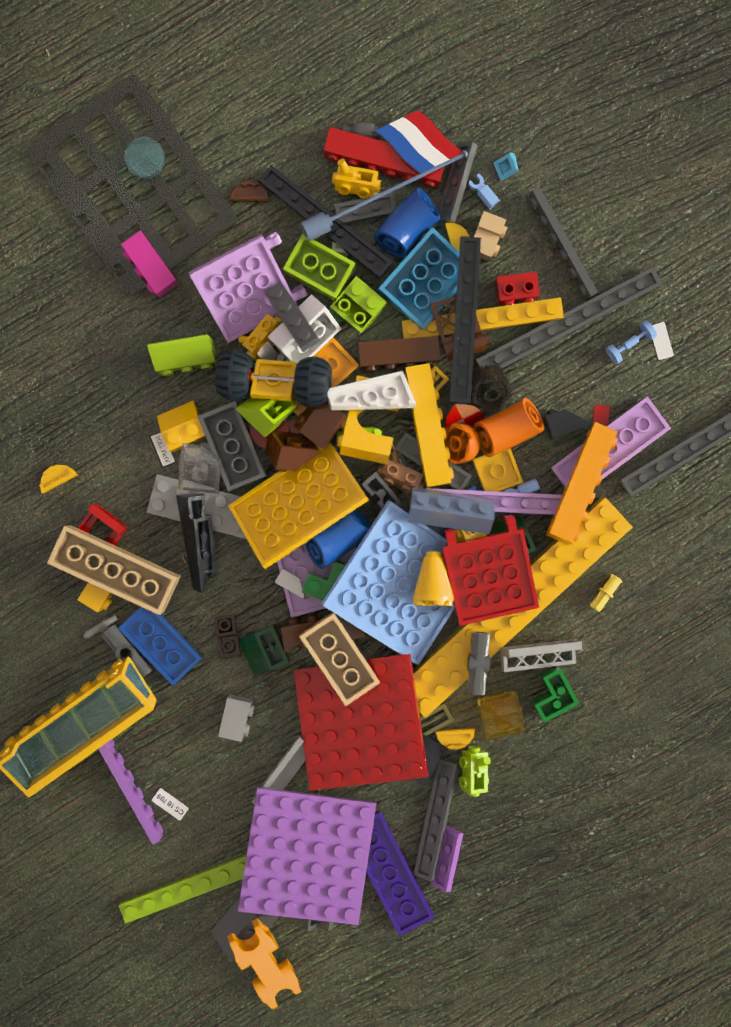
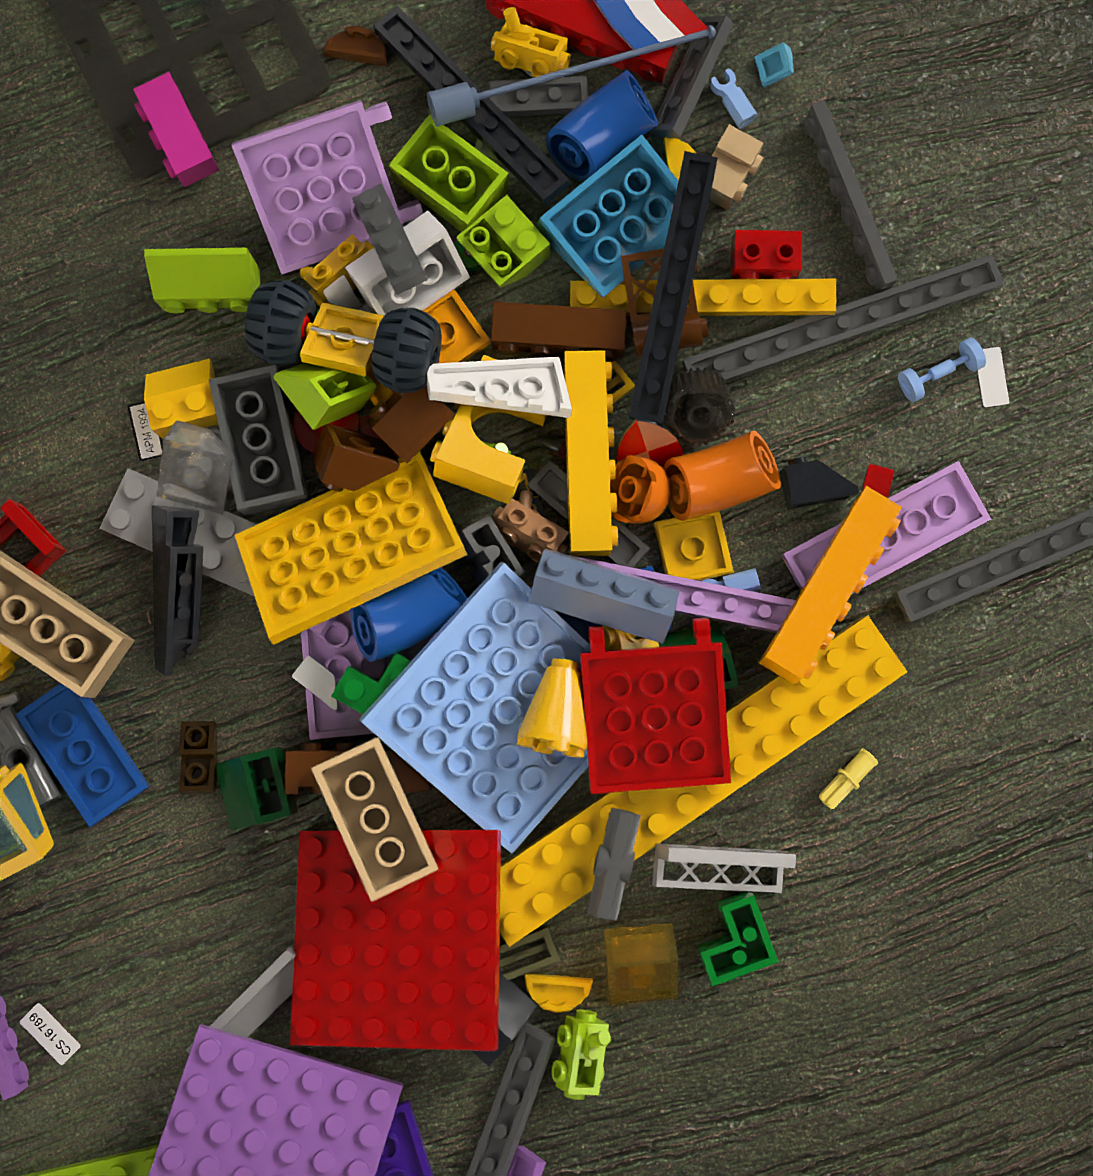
camera: 10 degrees right, 5 degrees down
(235, 718) = (186, 898): light grey brick -> none

